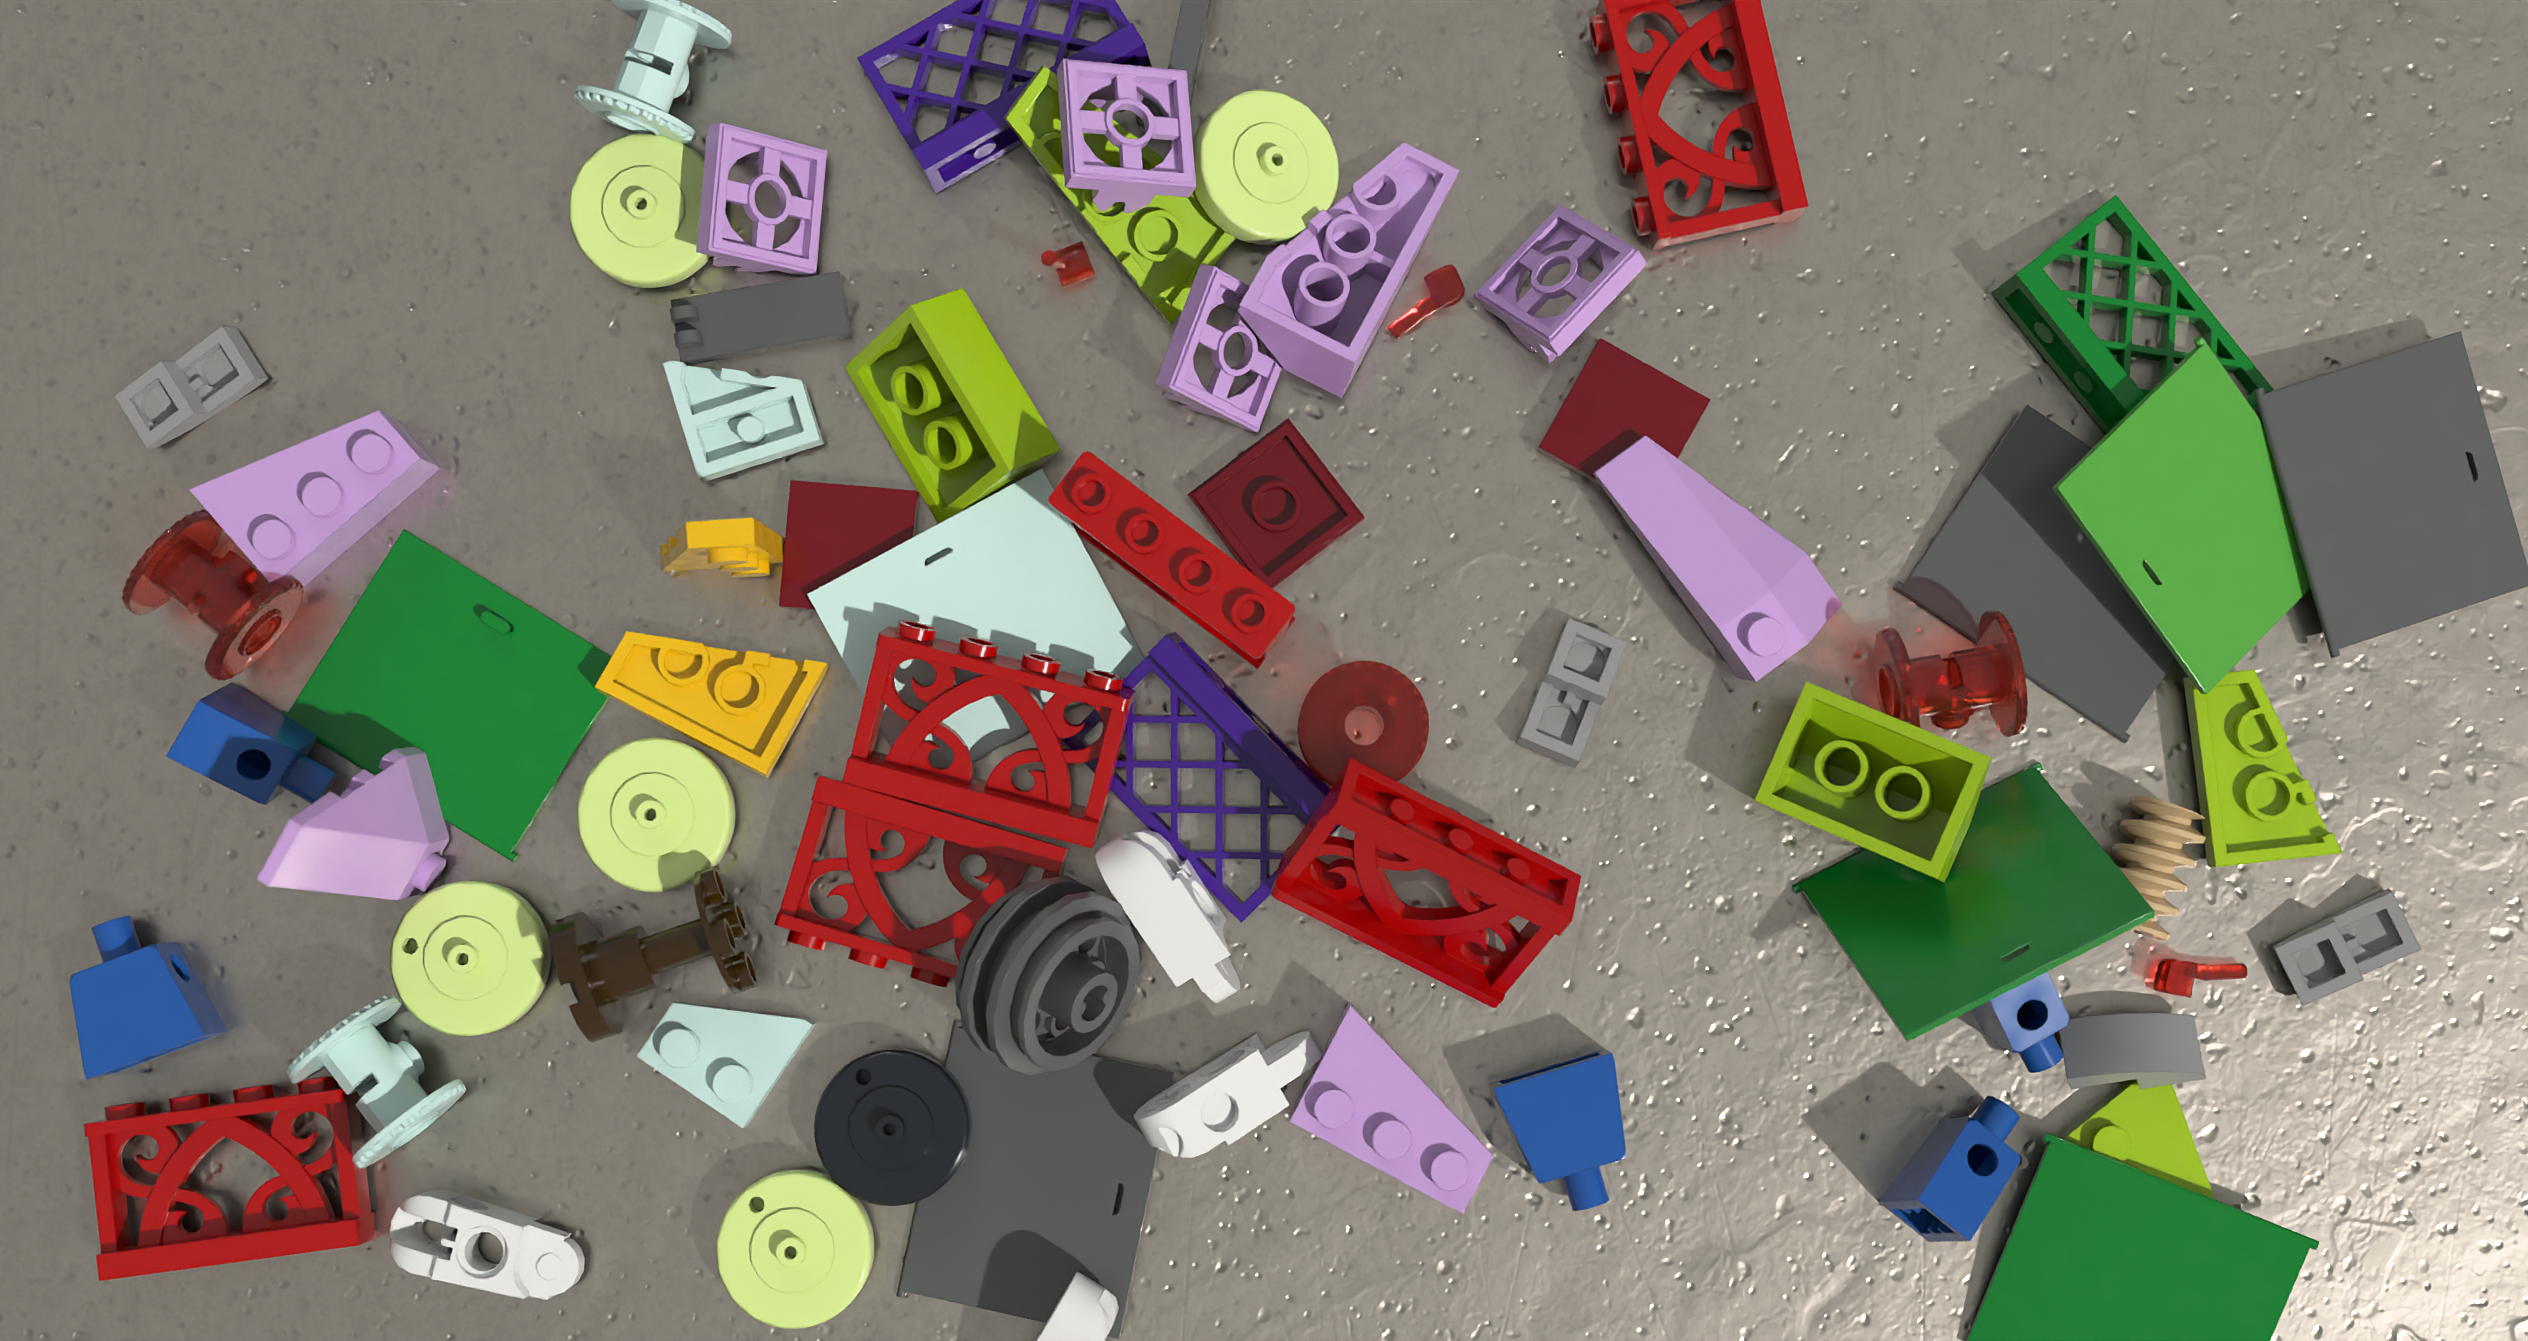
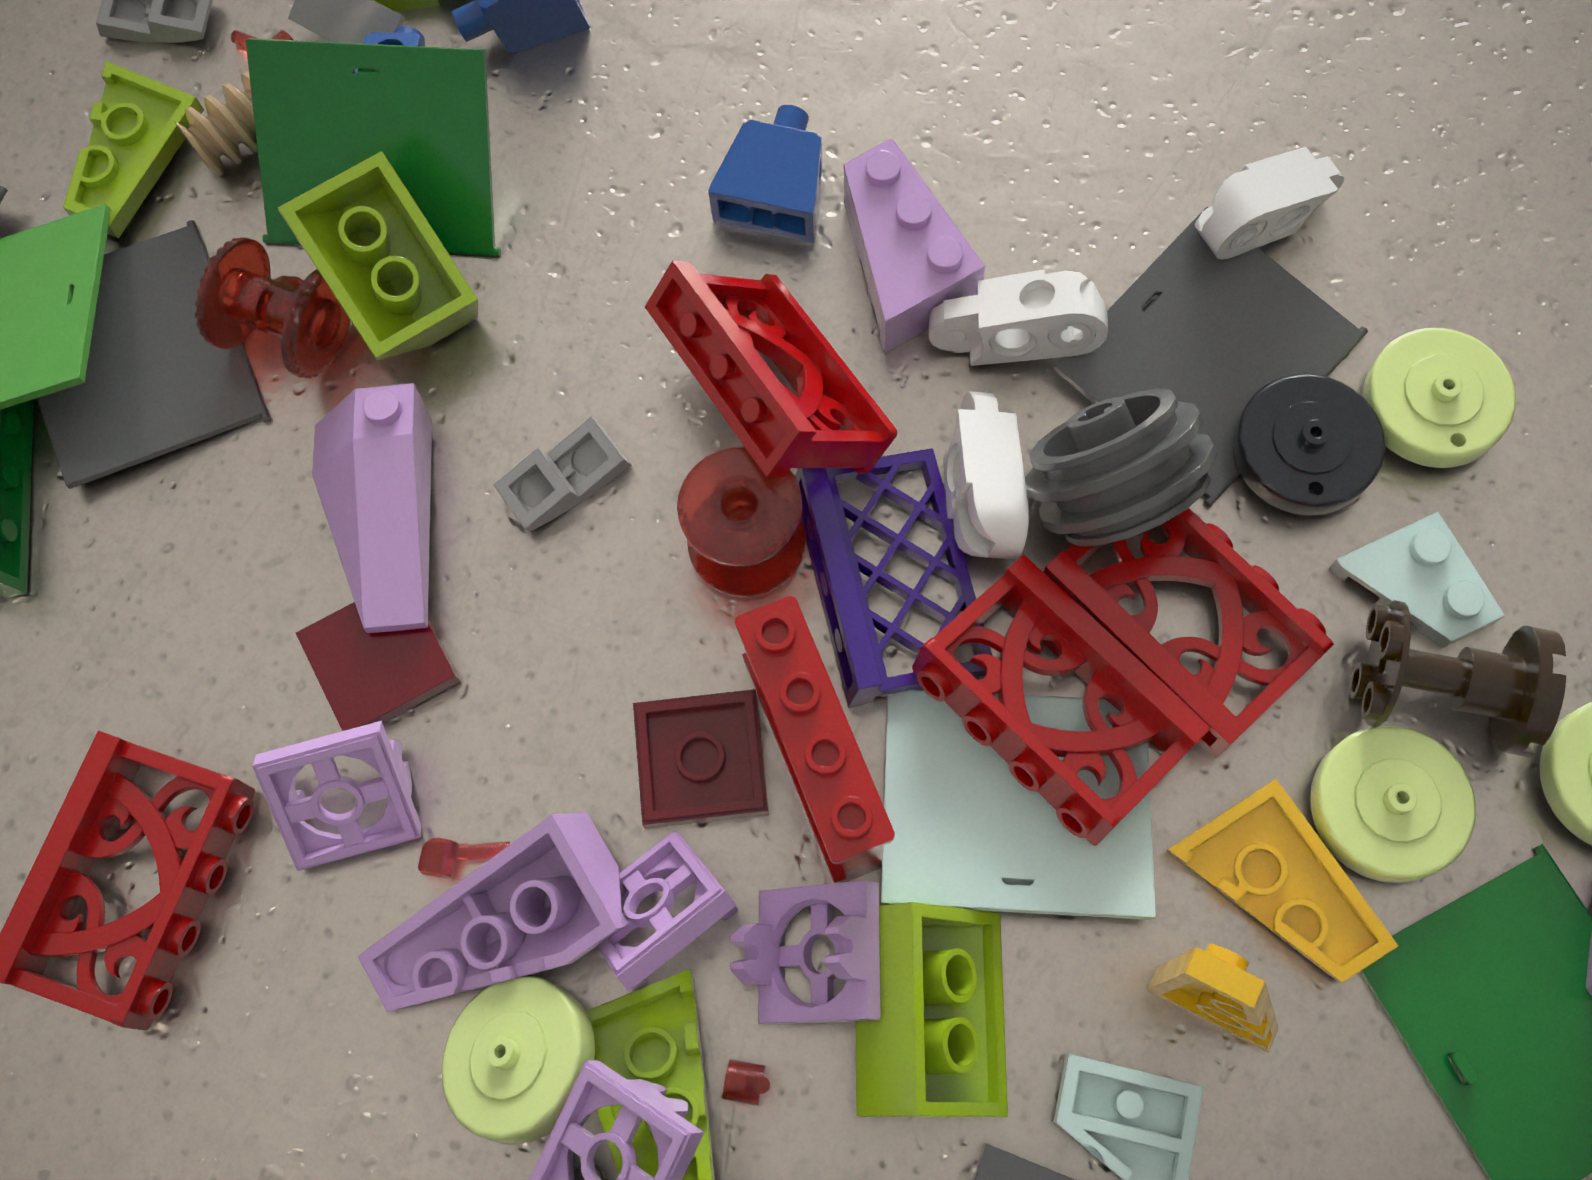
camera: 140 degrees left, 15 degrees down
(838, 530) = (1094, 961): dark red tile -> none
(1040, 415) = (854, 959): none -> lavender piece

